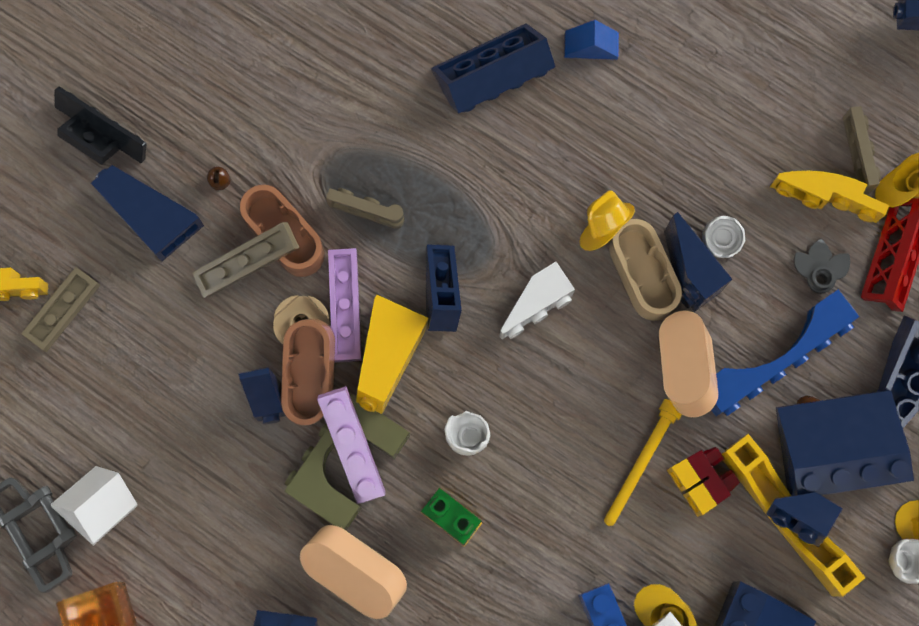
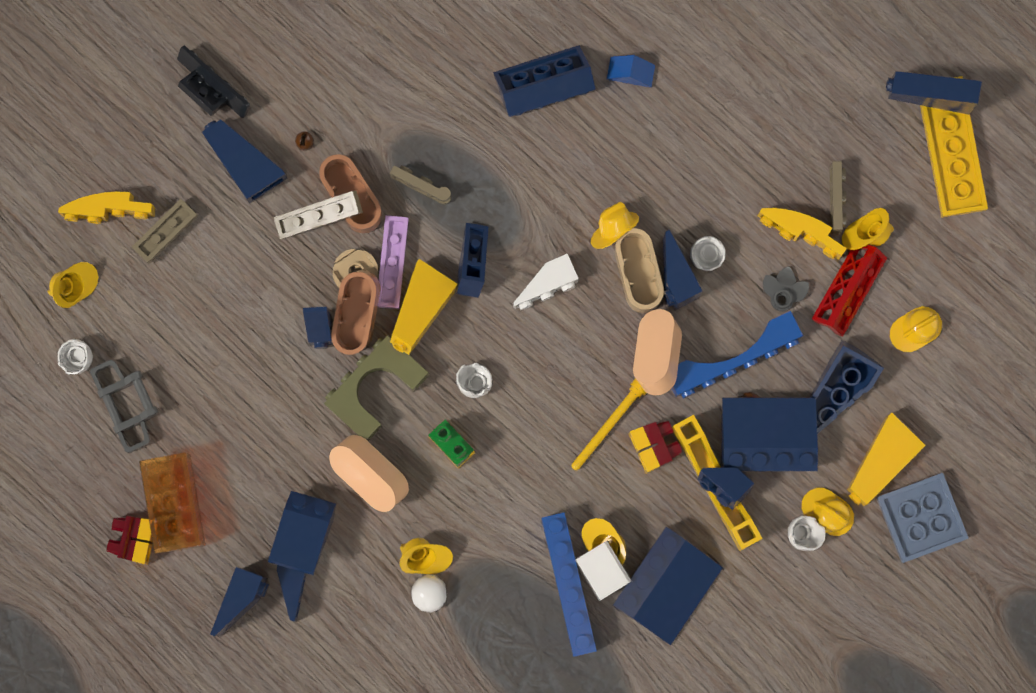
camera: 10 degrees right, 5 degrees up
(95, 503) = (176, 390): white slope -> none
(351, 445) = (381, 375): lavender plate -> none

